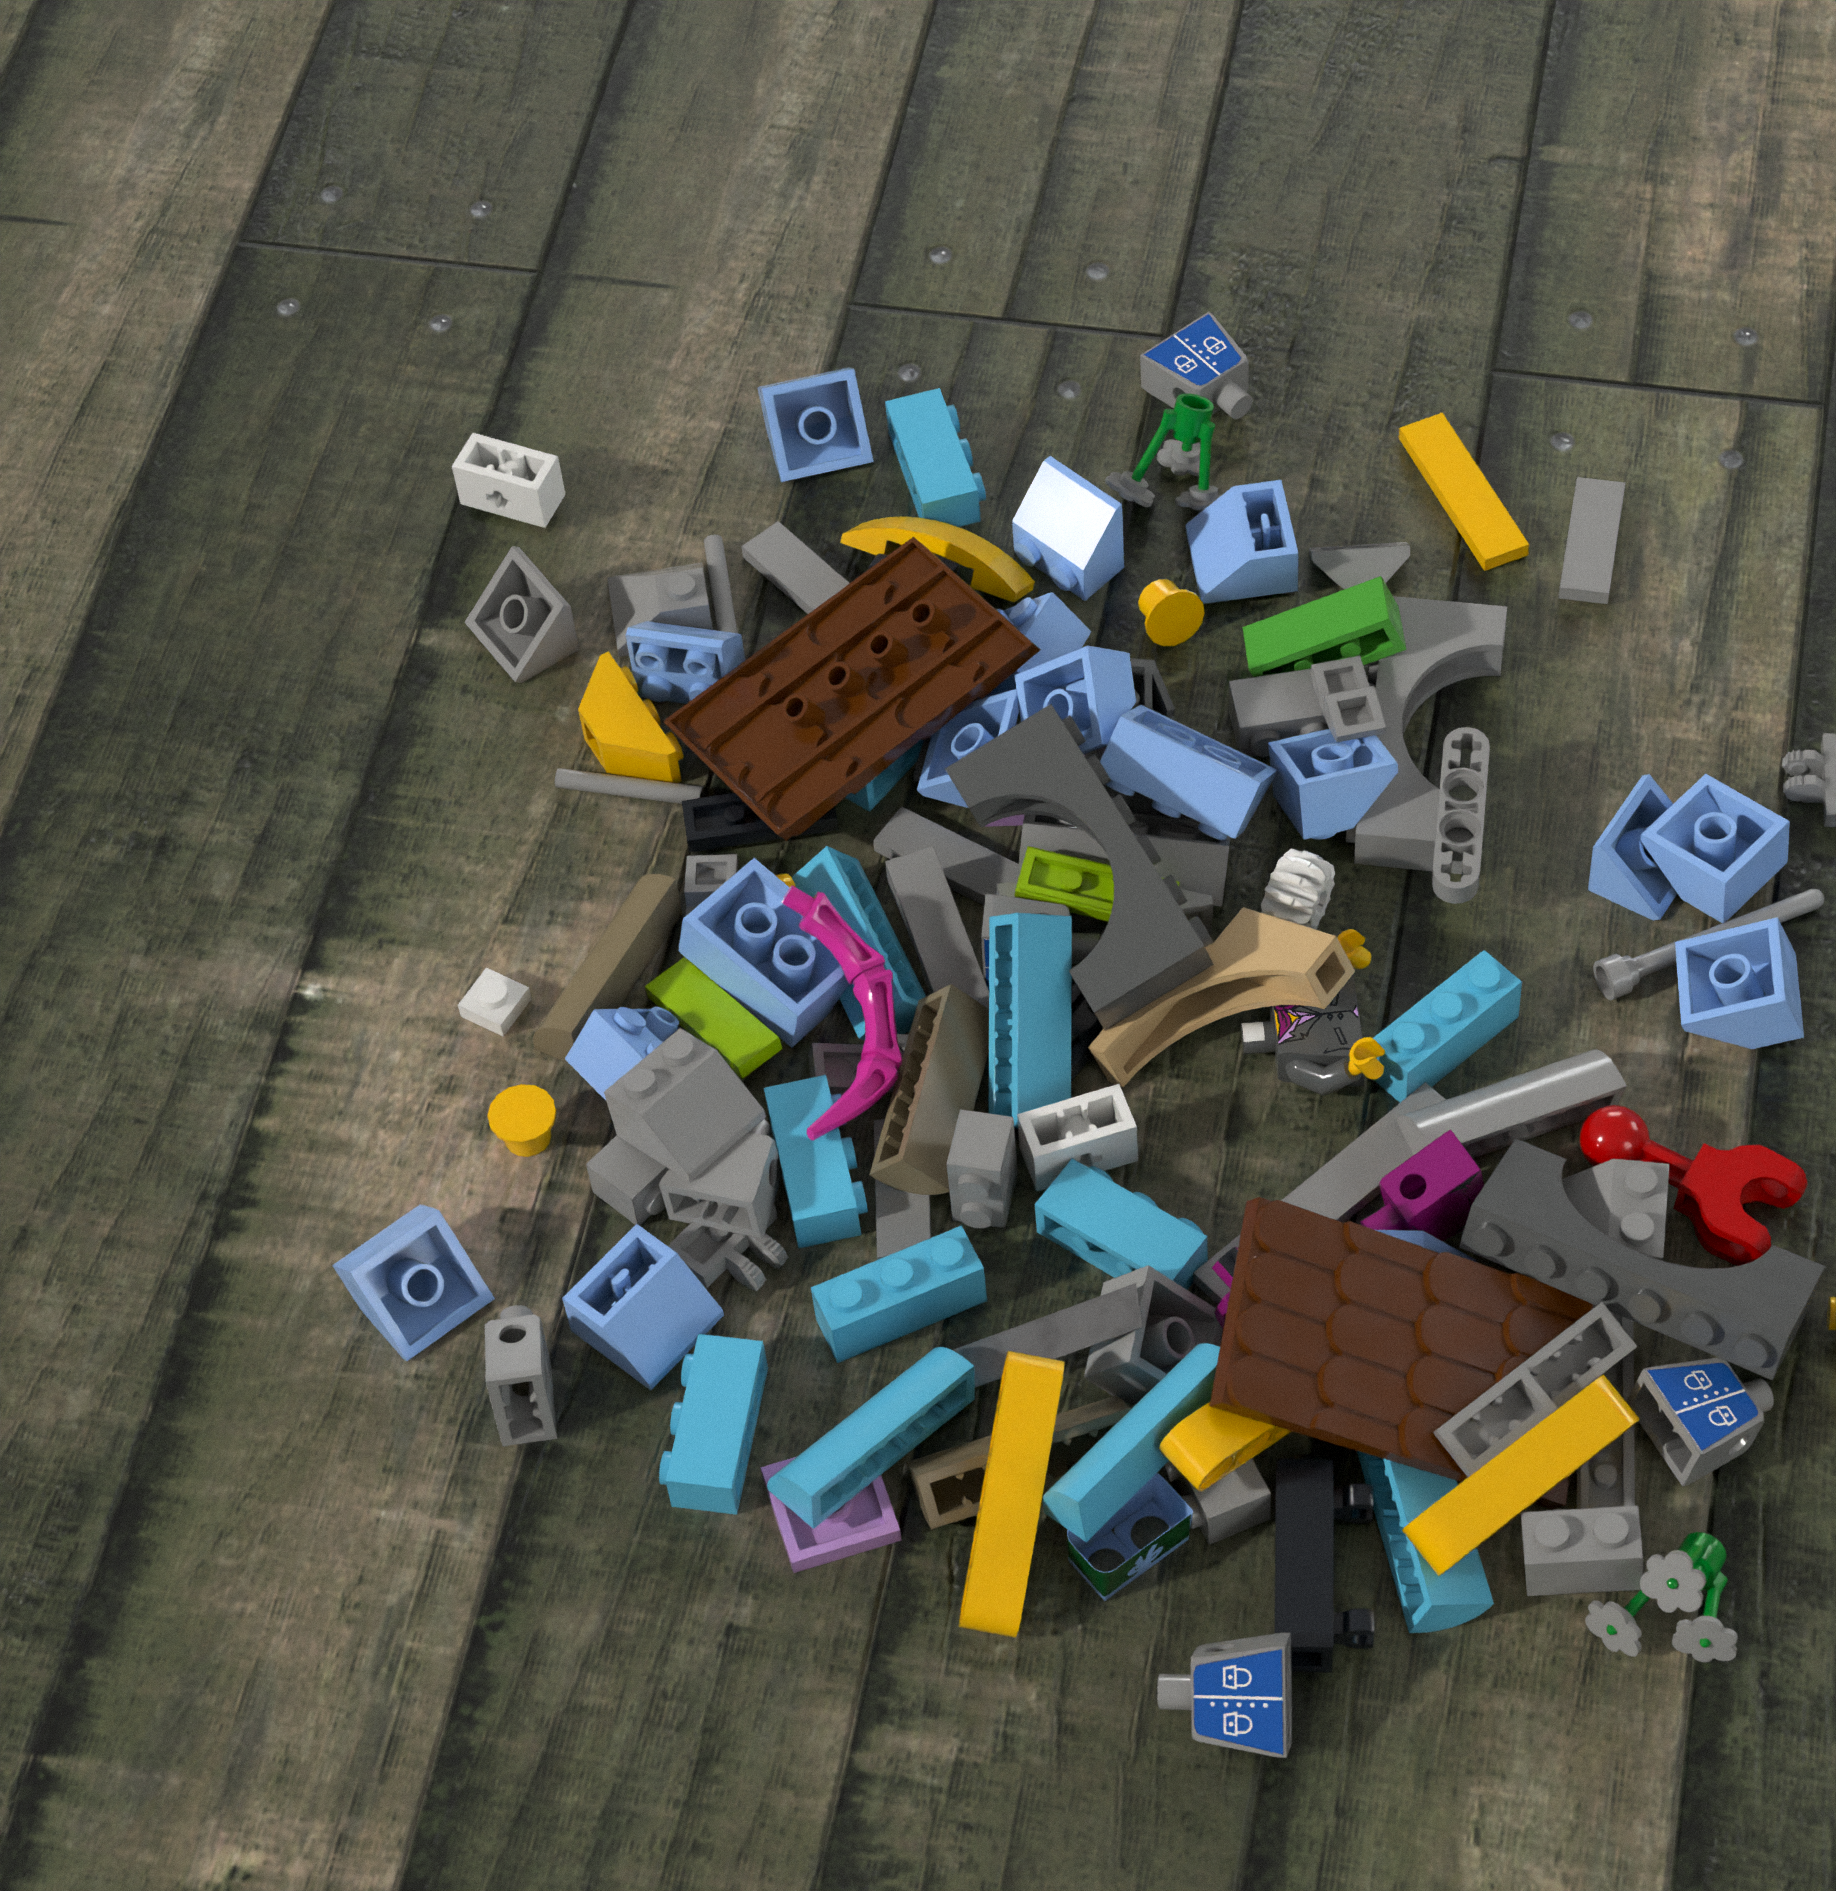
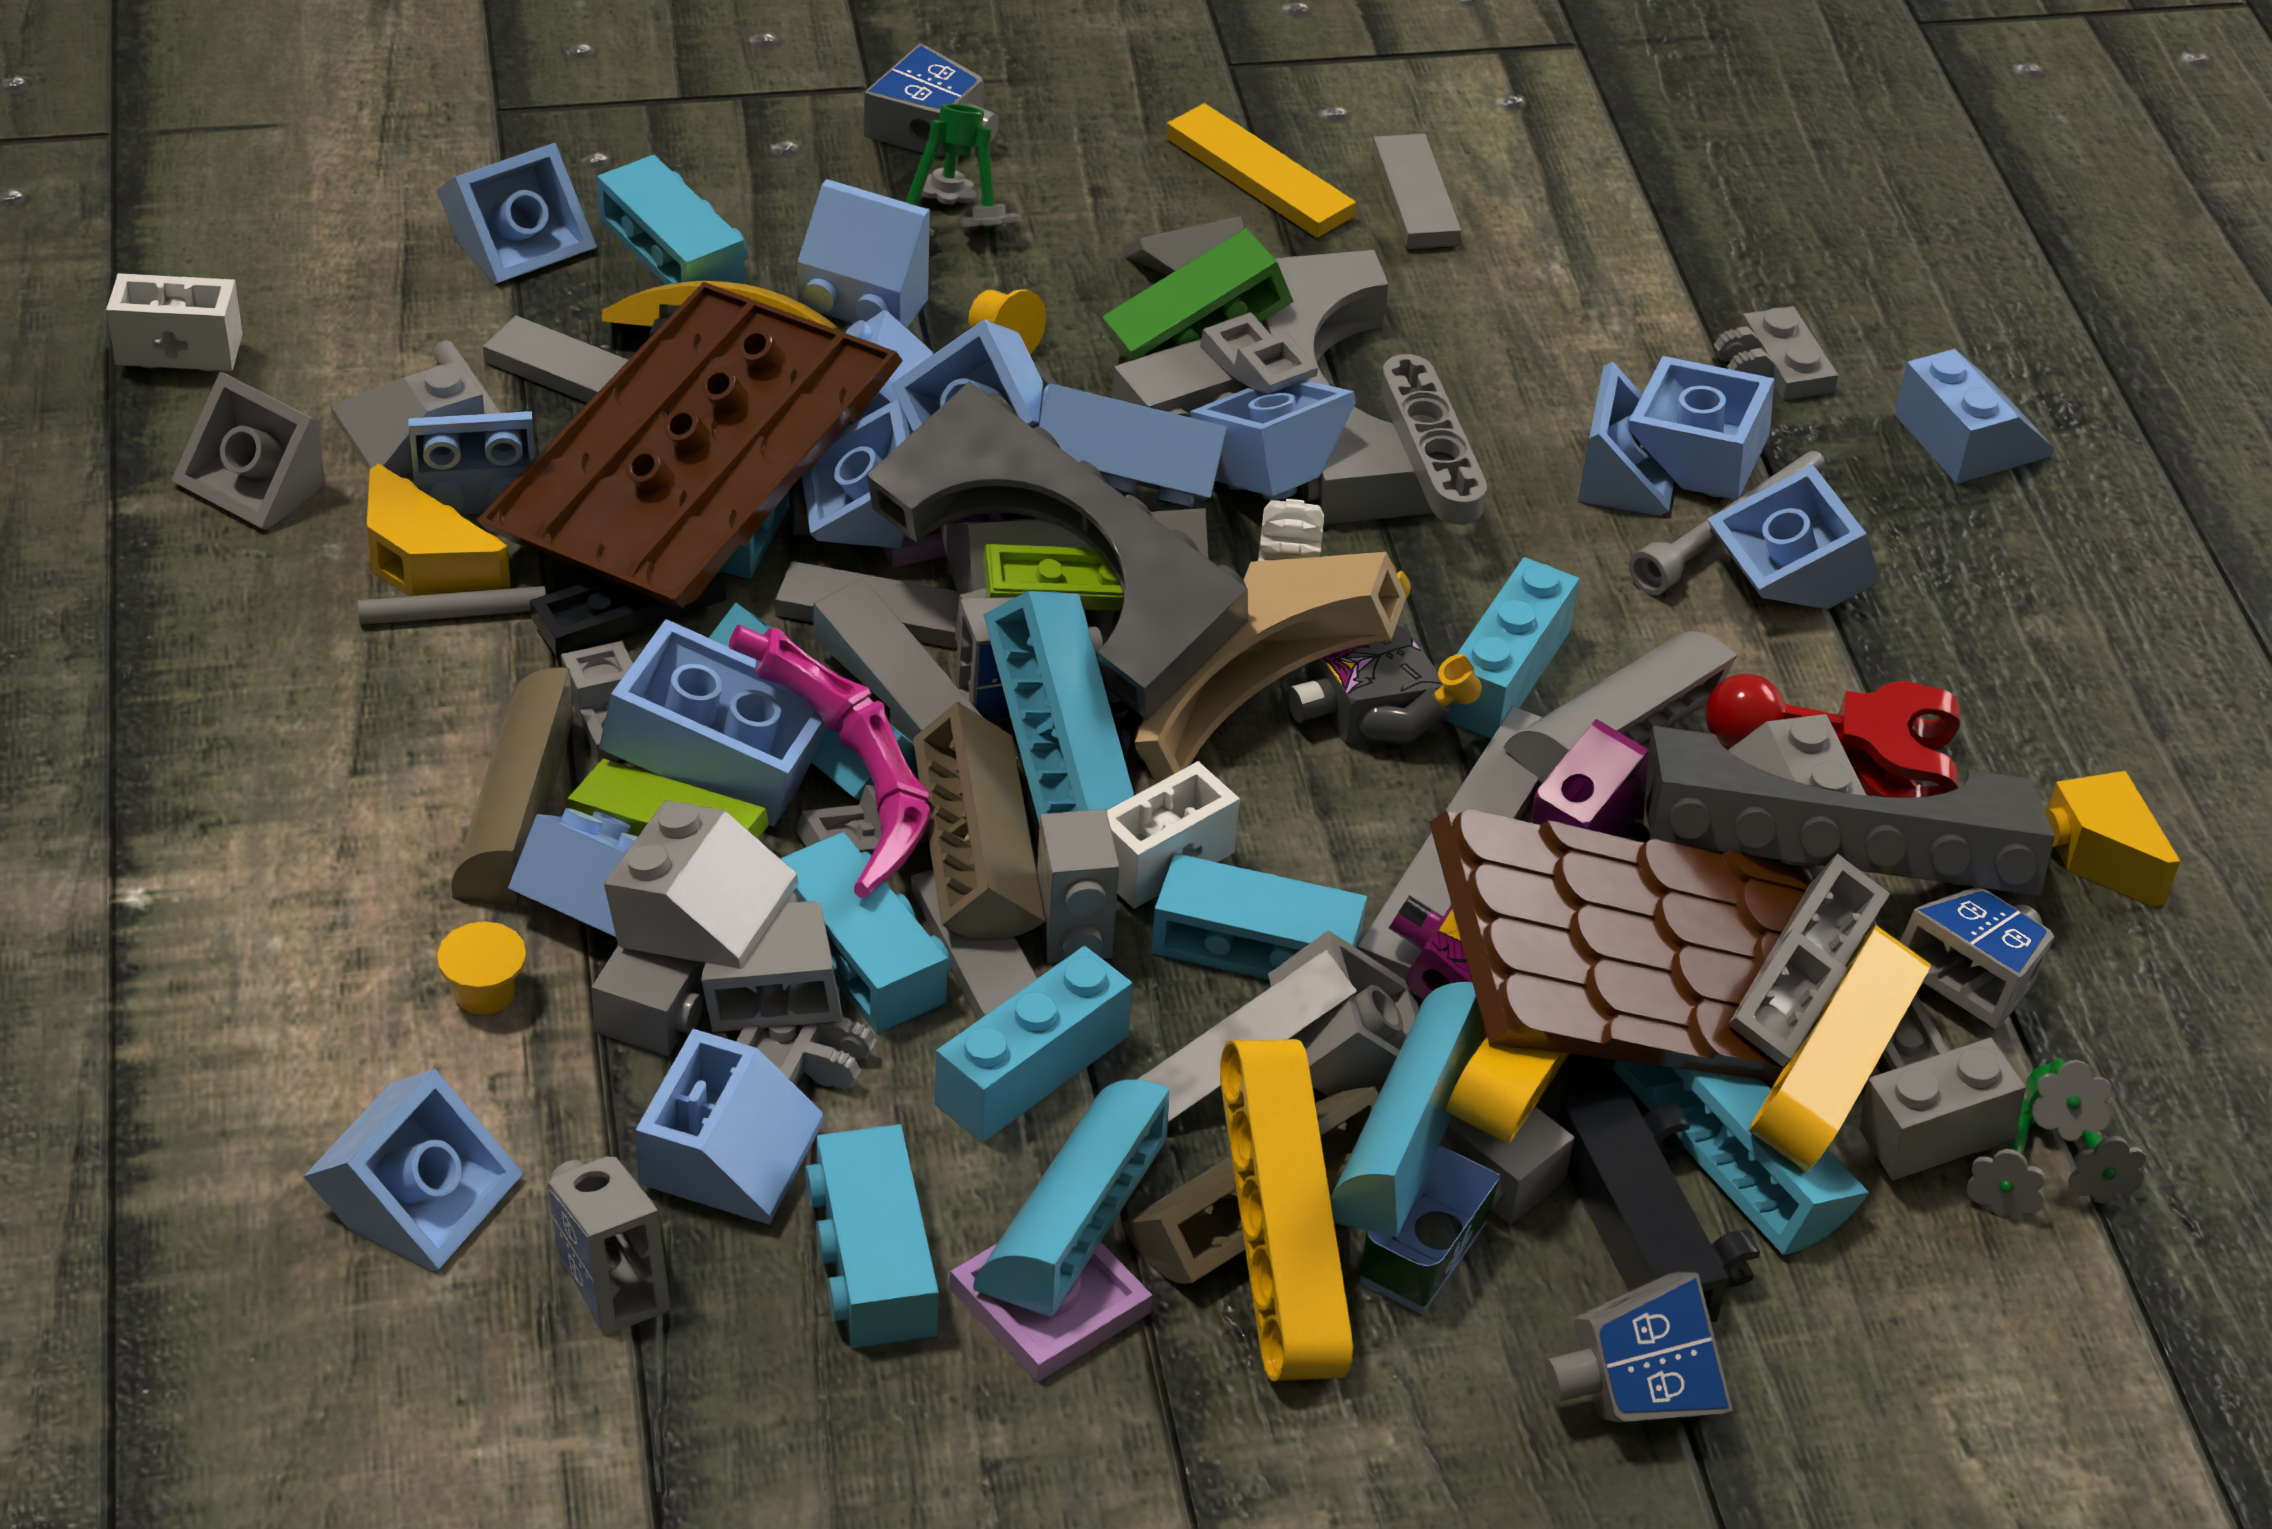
camera: 30 degrees left, 10 degrees down
(494, 1002) = (382, 856): white plate -> none
(1244, 544) = (1063, 243): light blue slope -> none

